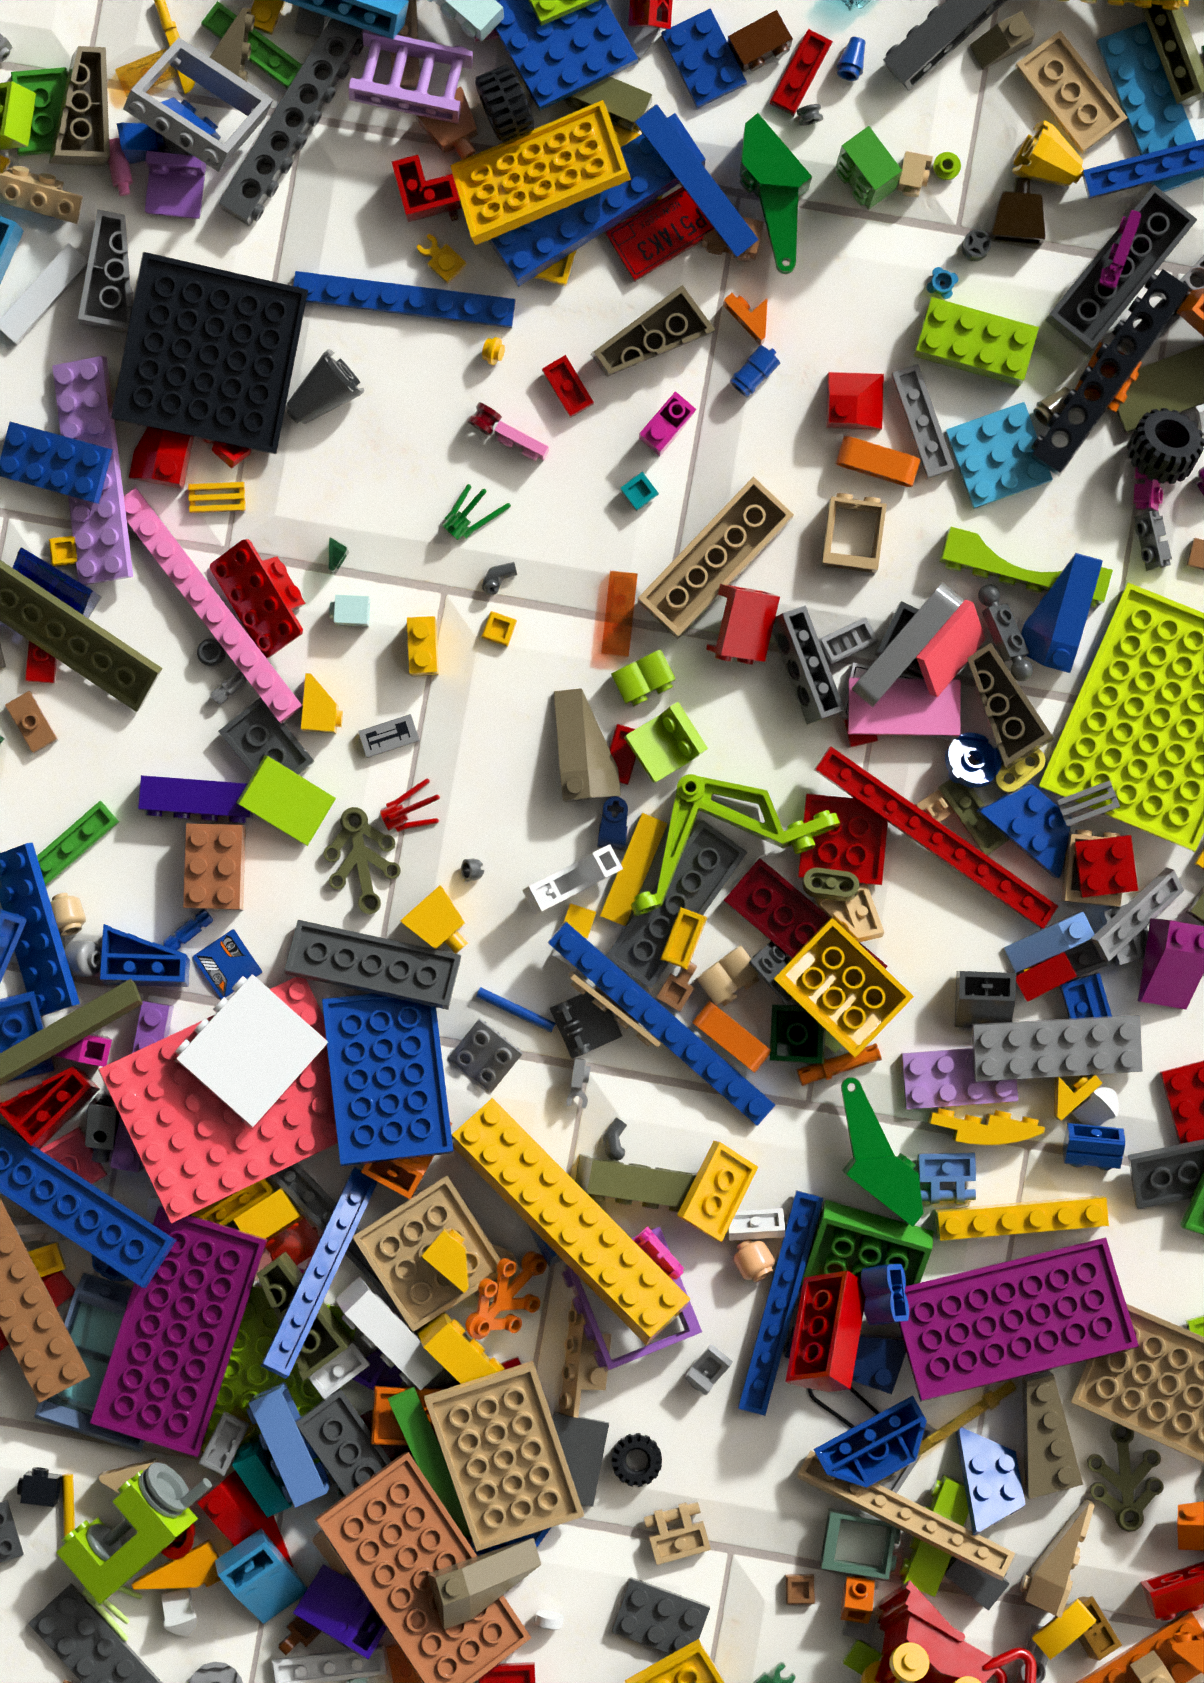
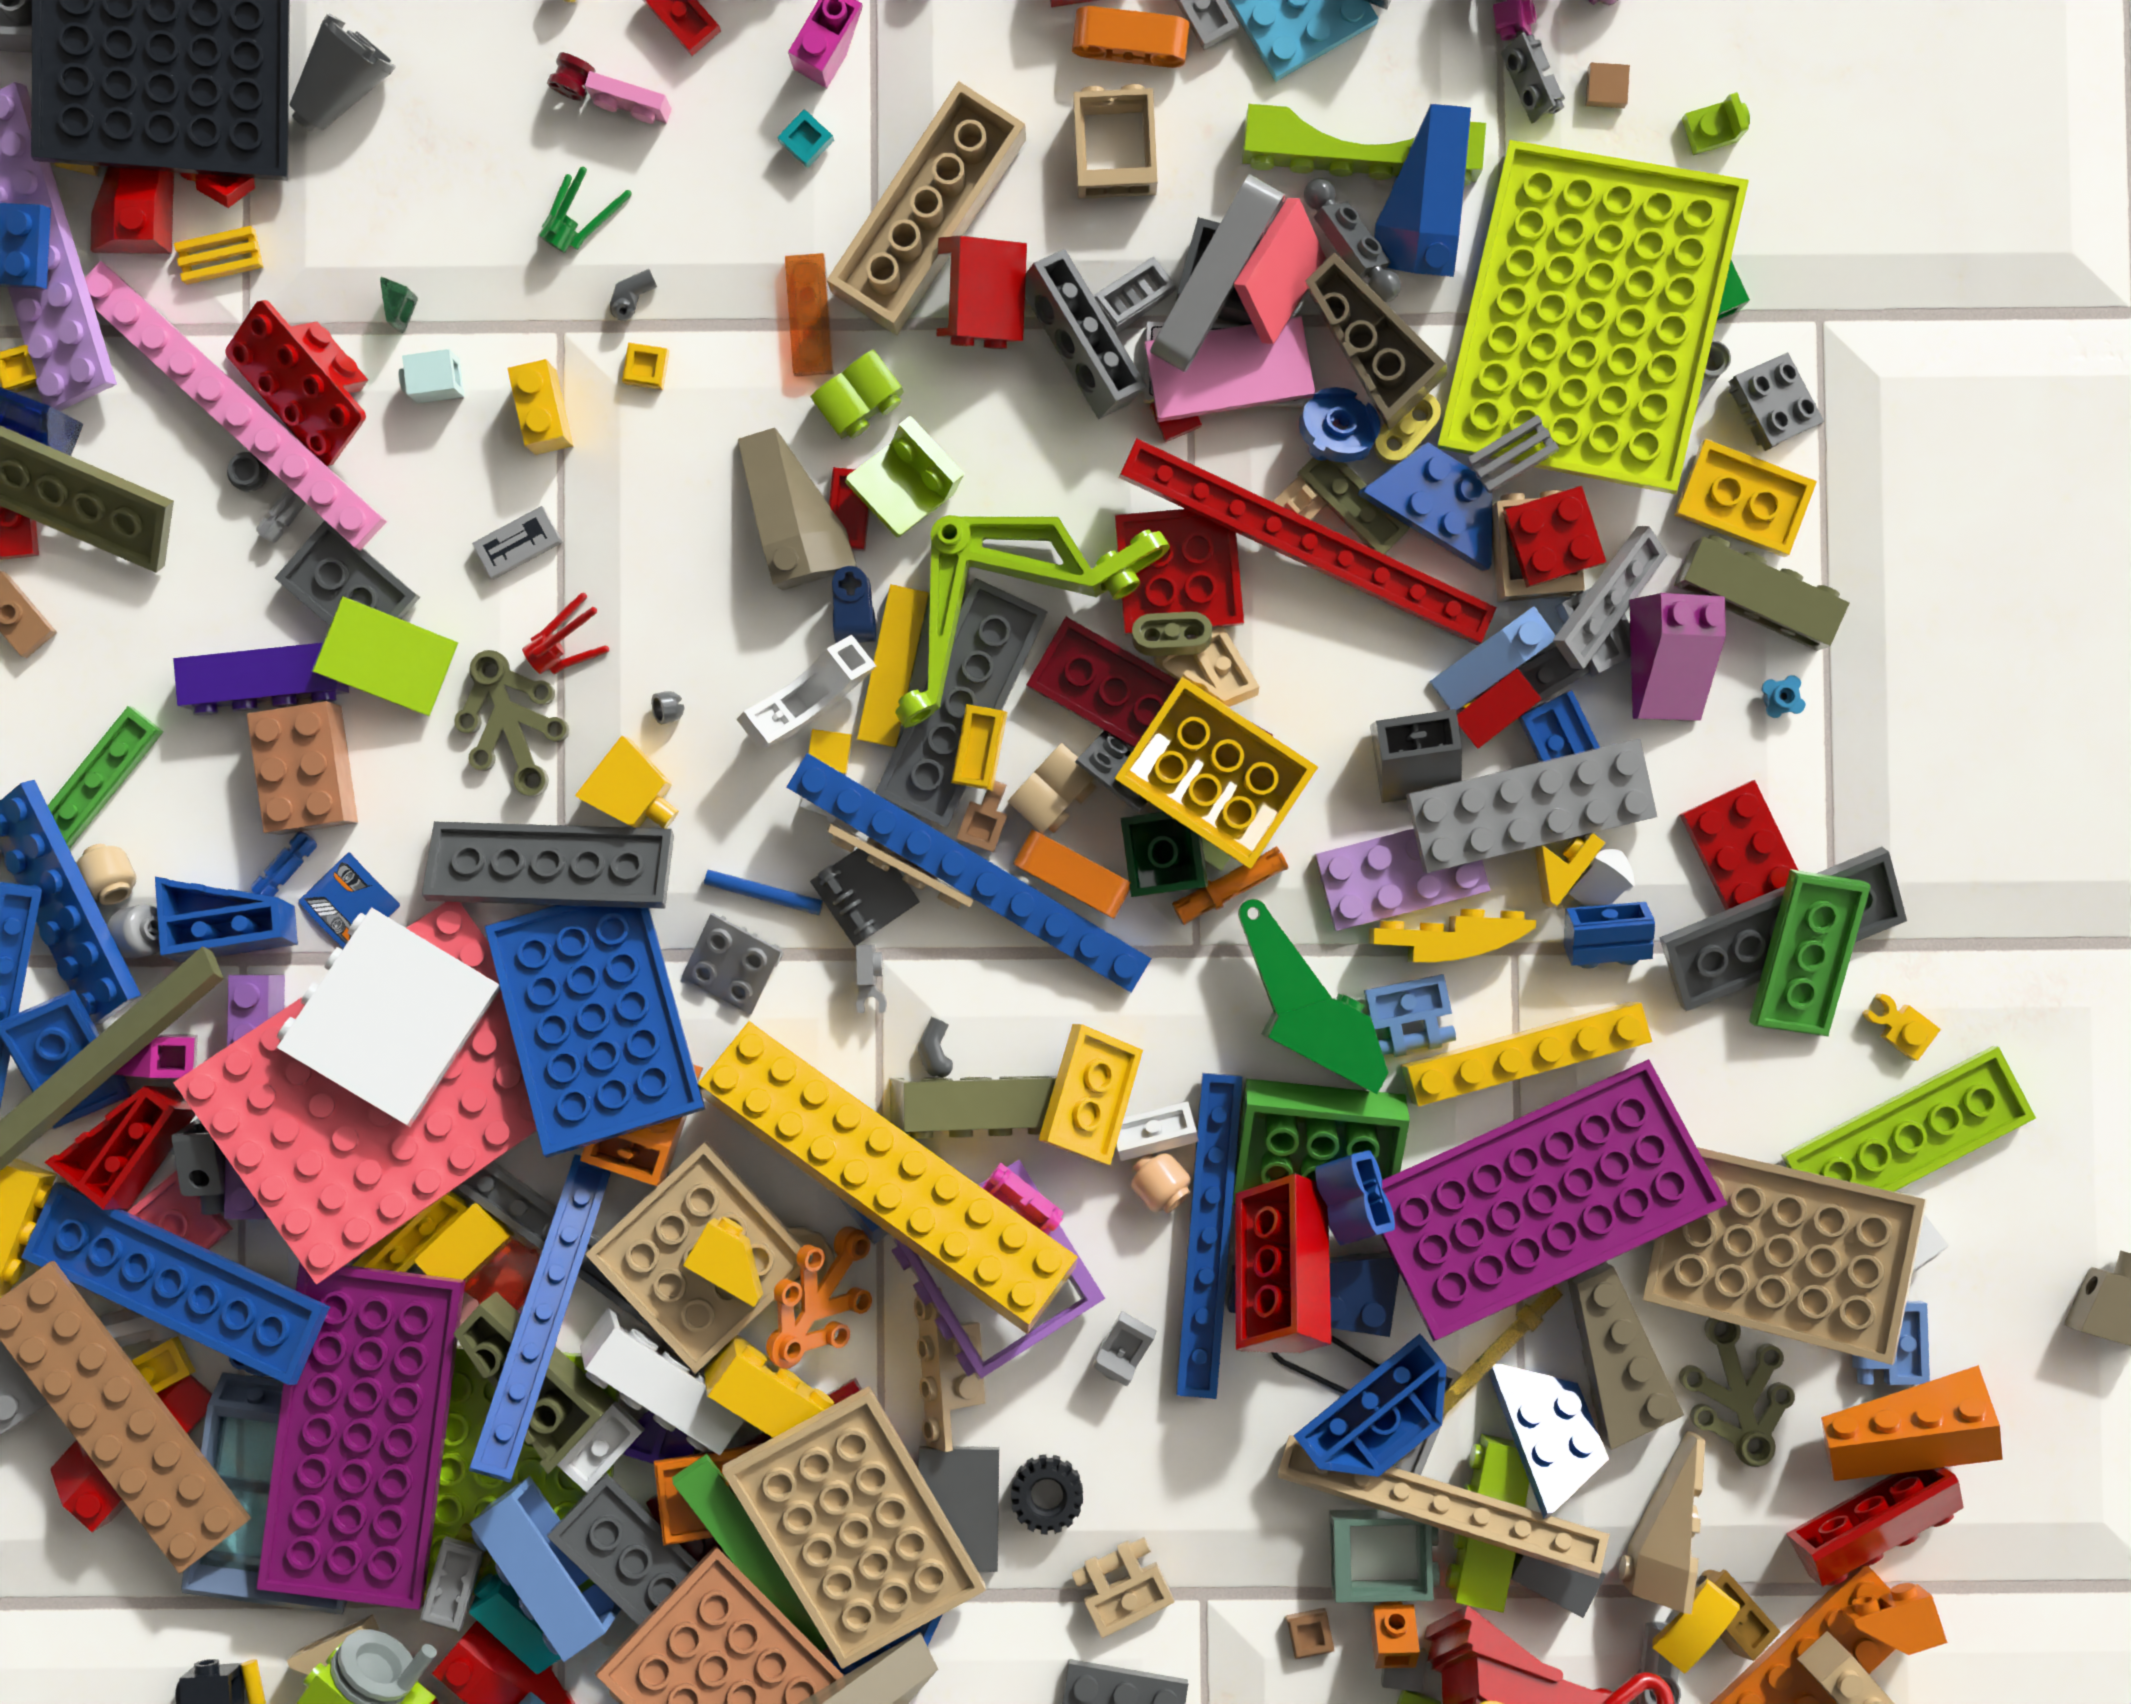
camera: 10 degrees left, 0 degrees up
(319, 709) = (410, 522): yellow slope -> none

